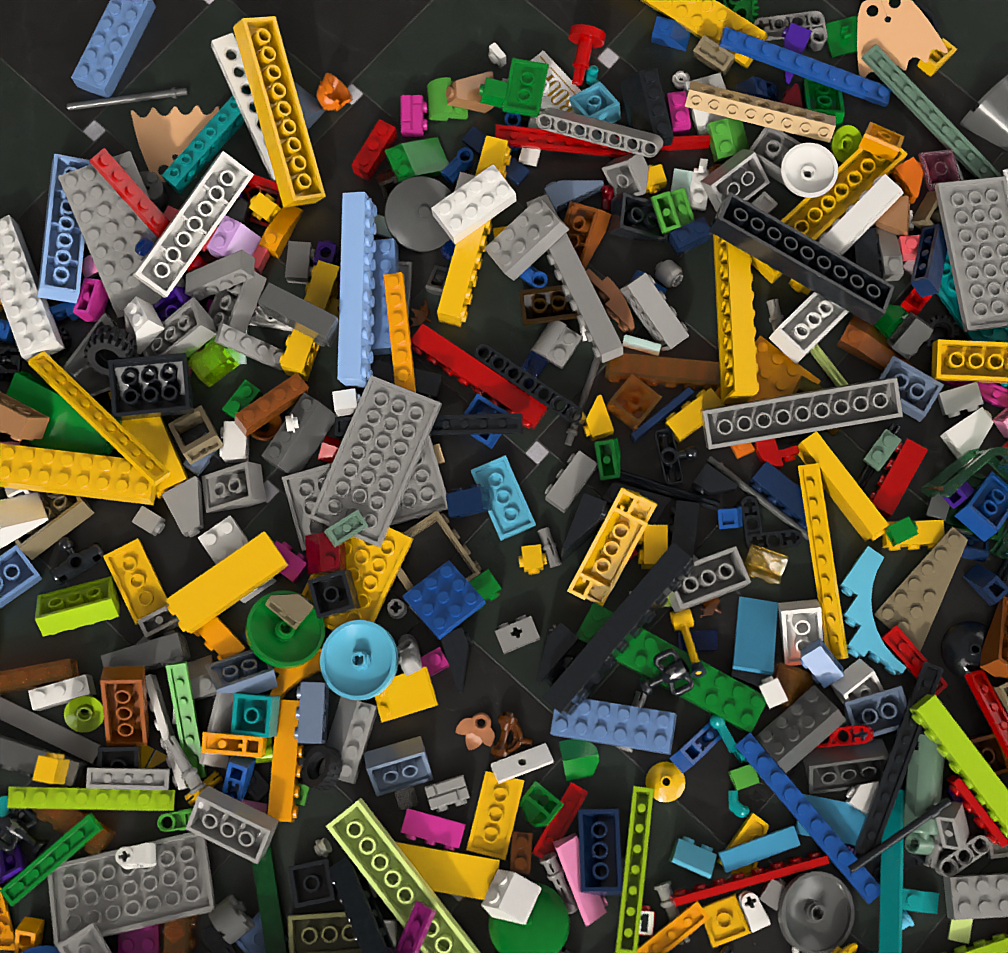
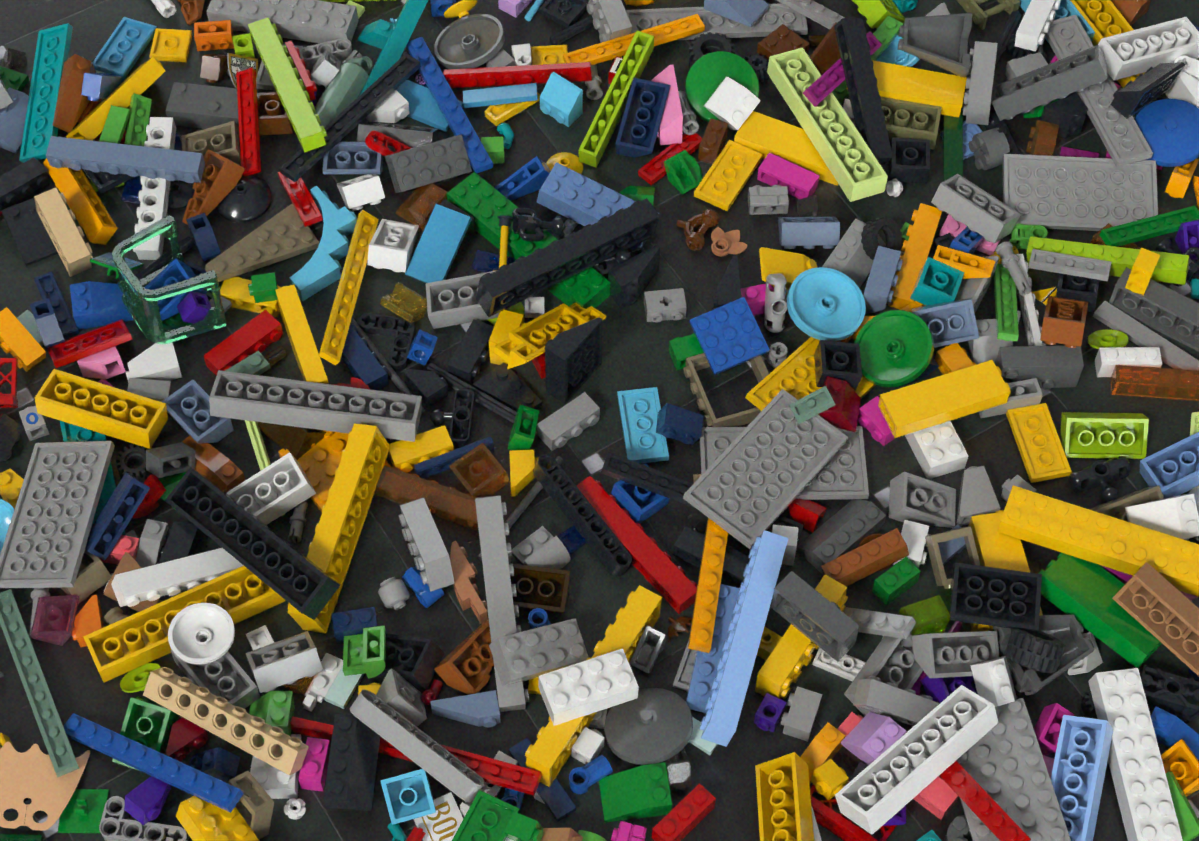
camera: 170 degrees left, 20 degrees down
(99, 418) = (1058, 578): yellow plate -> none
(140, 856) = (1069, 210): white piece -> none
(143, 246) = (980, 752): clear blue tile -> none
(290, 608) = (883, 359): dark tan slope -> none
(291, 423) = (846, 530): white plate -> none
(532, 559) = (630, 364): yellow brick -> none
(532, 758) = (703, 200): white tile -> none
(549, 547) = (609, 377): light grey pin -> none
(641, 345) = (451, 530): light aqua tile -> none
(719, 723) = (493, 172): teal piece -> none
(772, 691) = (442, 188): white brick -> none
(821, 663) = (386, 210): brick -> none
(881, 142) = (105, 650): light orange slope -> none
(931, 813) = (340, 71): black bar -> none

